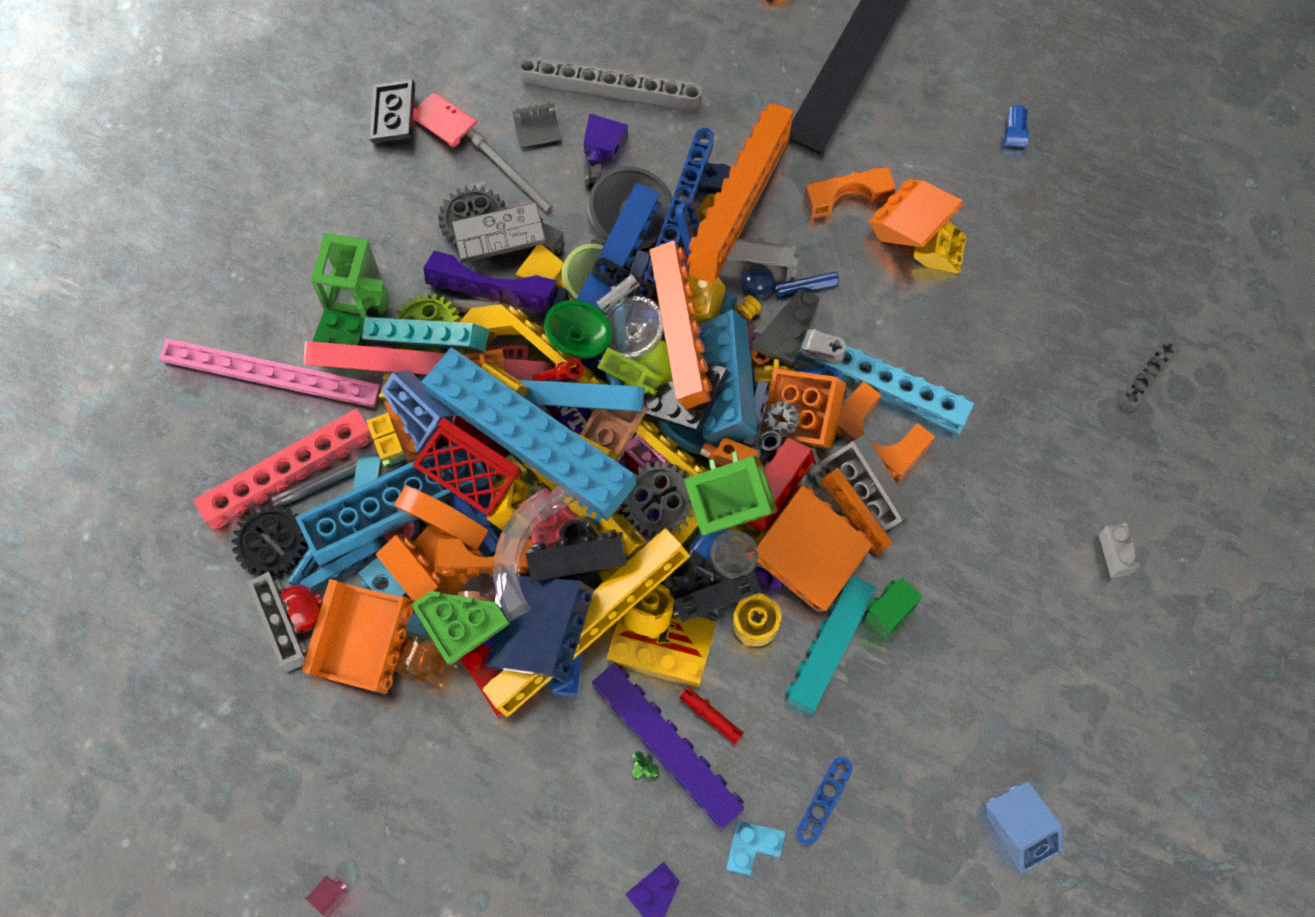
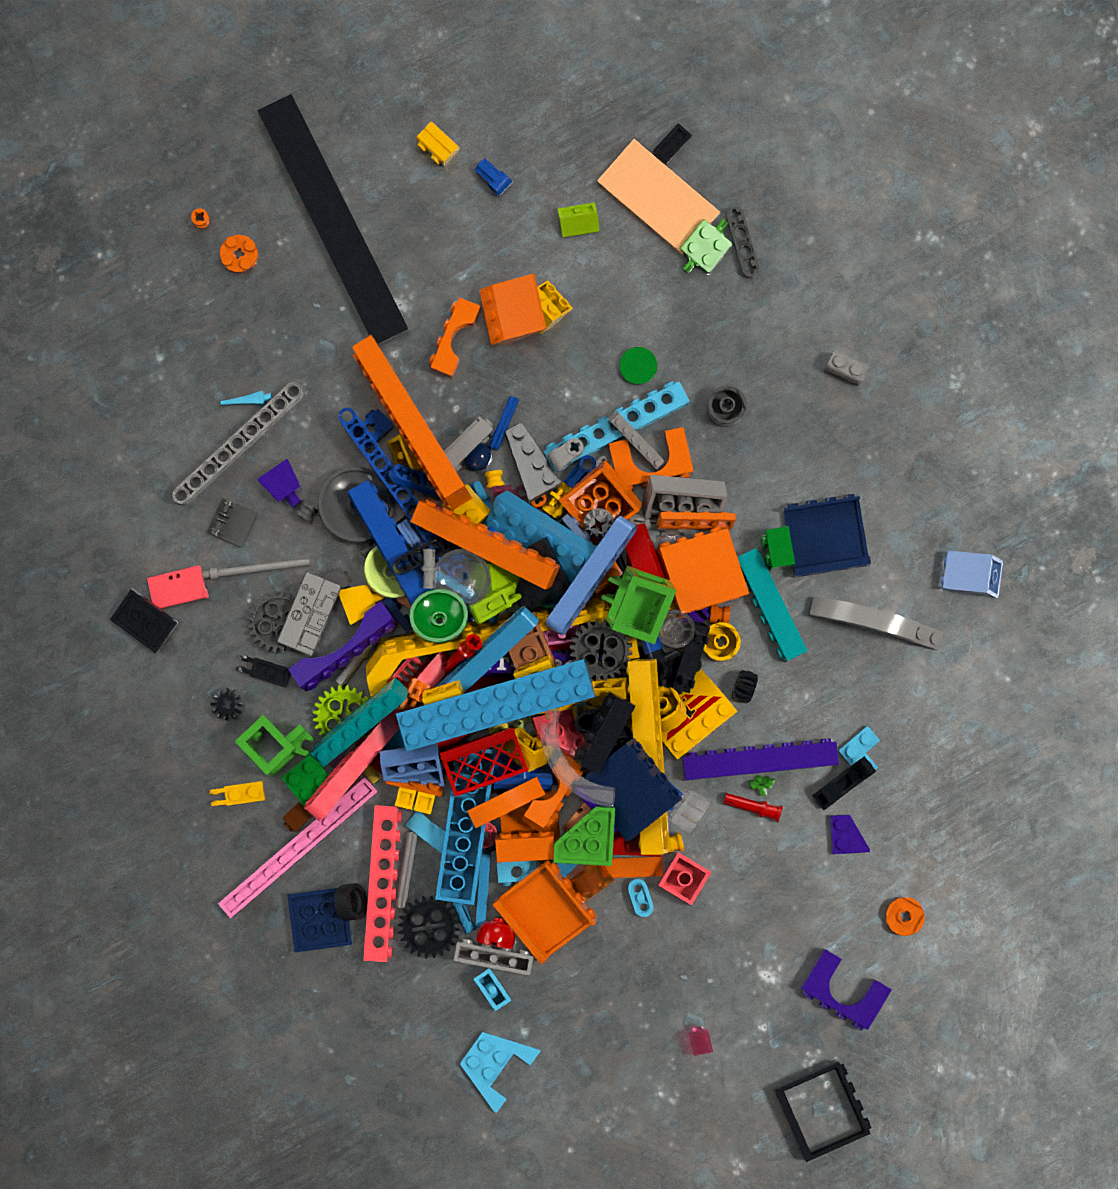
camera: 55 degrees left, 15 degrees up
(168, 692) = (488, 1059): none -> medium azure wing
(211, 438) = (316, 921): none -> dark blue plate
(234, 439) = (359, 902): none -> black tyre
(244, 643) = (492, 989): none -> medium azure brick
(287, 291) = (239, 794): none -> yellow hinge
(293, 352) = (296, 818): none -> reddish brown brick
(364, 224) = (220, 702): none -> black gear
(419, 237) = (266, 671): none -> black hinge
(438, 725) = (640, 897): none -> medium azure plate
(468, 698) = (636, 867): none -> orange tile
(489, 754) = (684, 878): none -> coral brick
(521, 720) = (676, 843): none -> yellow wheel
(562, 709) = (690, 811): none -> clear brick
(619, 784) = (763, 809): none -> red pin
(656, 68) = (257, 398): none -> medium azure piece
(707, 849) = (844, 783): none -> black arch
(710, 714) = (760, 717): red pin -> none
(723, 435) = (591, 575): none -> medium blue beam
(730, 674) = (744, 686): none -> black gear
(784, 600) = (719, 614): none -> orange wheel
(826, 802) = (868, 685): blue beam -> none
(887, 403) = (636, 440): none -> light grey piece
(902, 760) = (876, 620): none -> light grey arch
(942, 650) = (827, 535): none -> dark blue panel
(956, 363) = (638, 365): none -> green tile
(983, 475) = (731, 396): none -> dark grey brick
(1005, 65) = (437, 144): none -> yellow brick
(1041, 222) = (578, 219): none -> lime panel
(1116, 343) = (705, 246): none -> plate
(1122, 276) = (656, 195): none -> light nougat tile
(1180, 252) = (672, 143): none -> black plate

